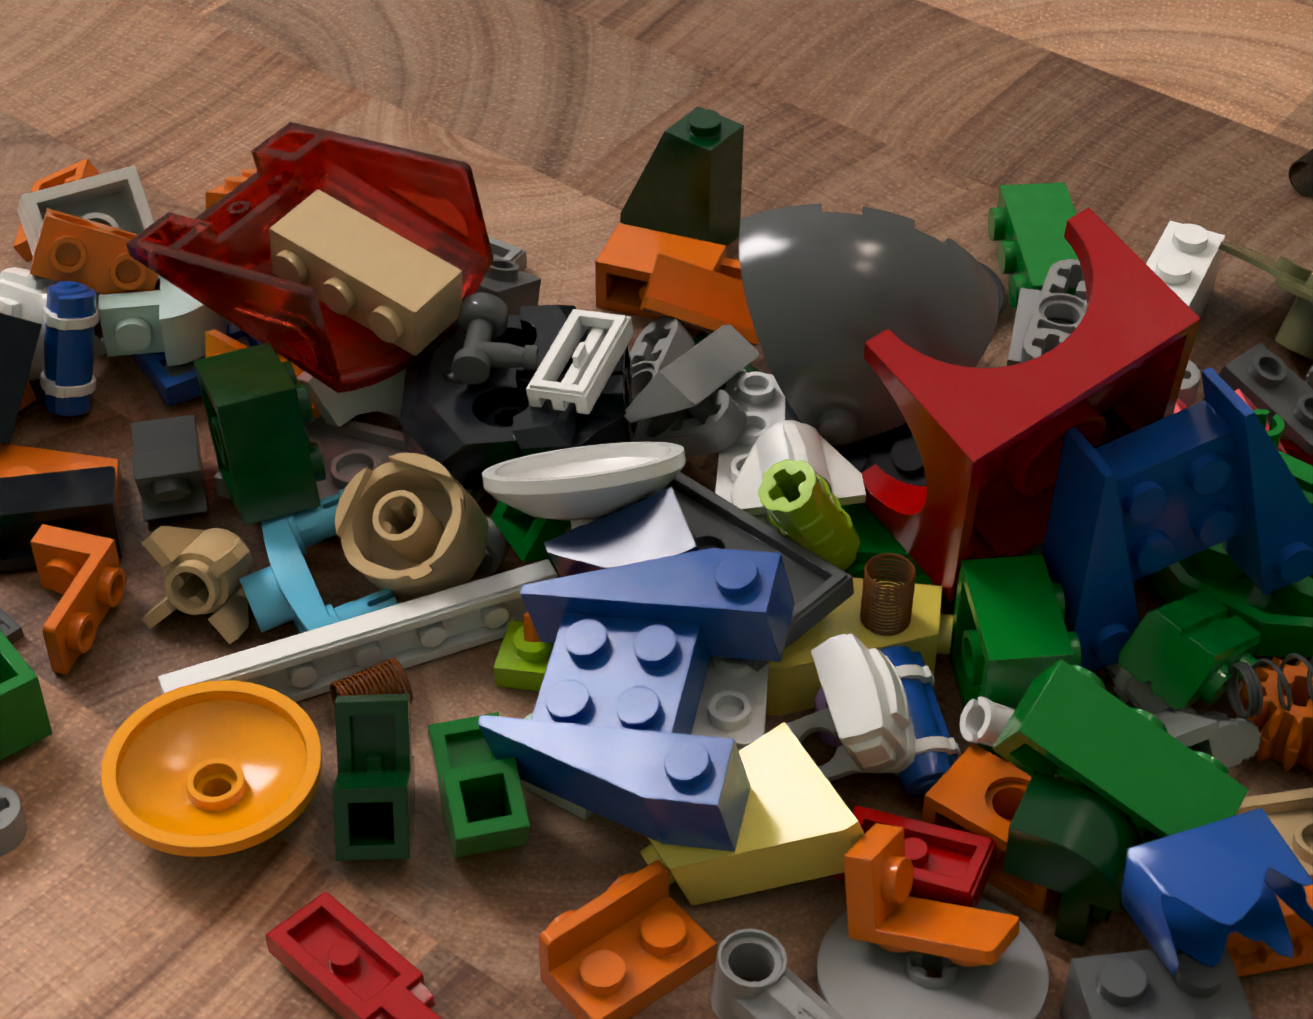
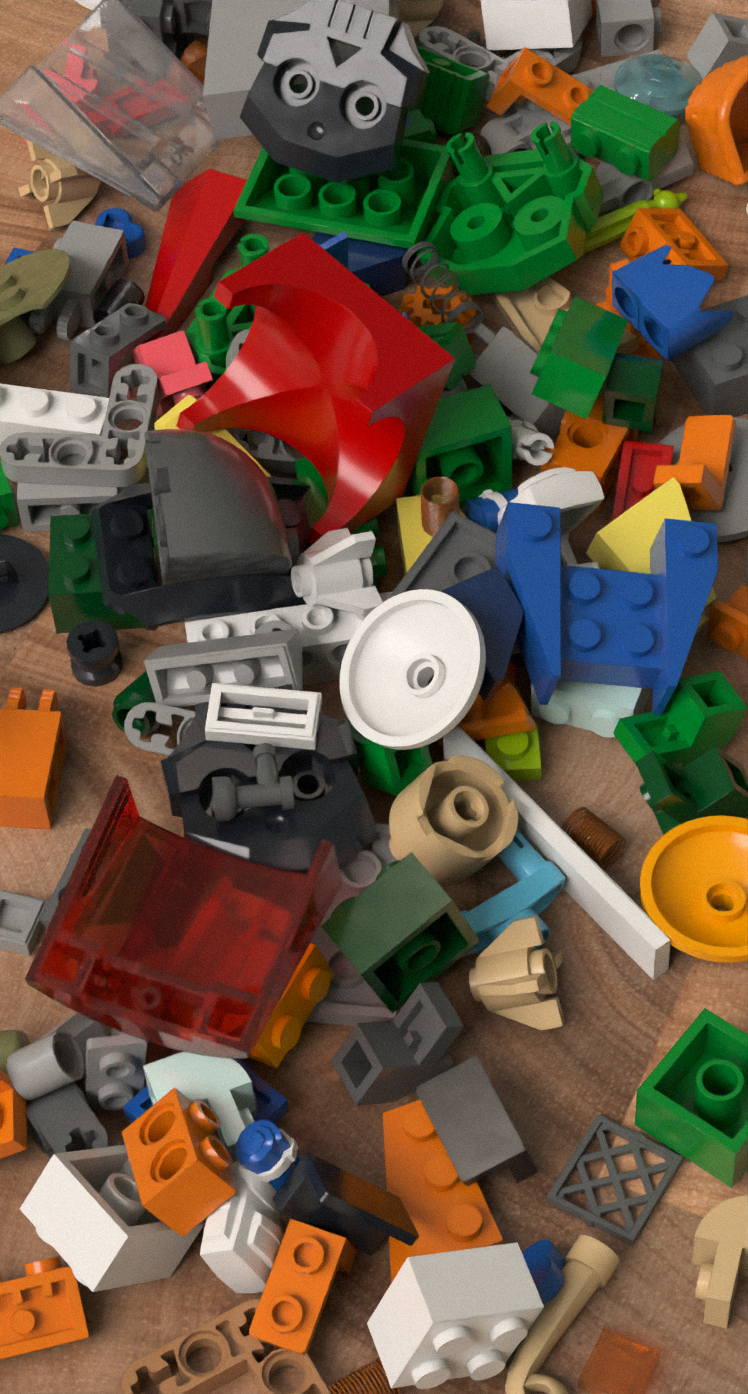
camera: 100 degrees left, 10 degrees up
(92, 582) = (557, 1059): orange bracket -> none
(366, 272) = (200, 888): tan brick -> none
(697, 297) = (92, 712): orange panel -> none
(808, 512) = (398, 546): lime axle -> none

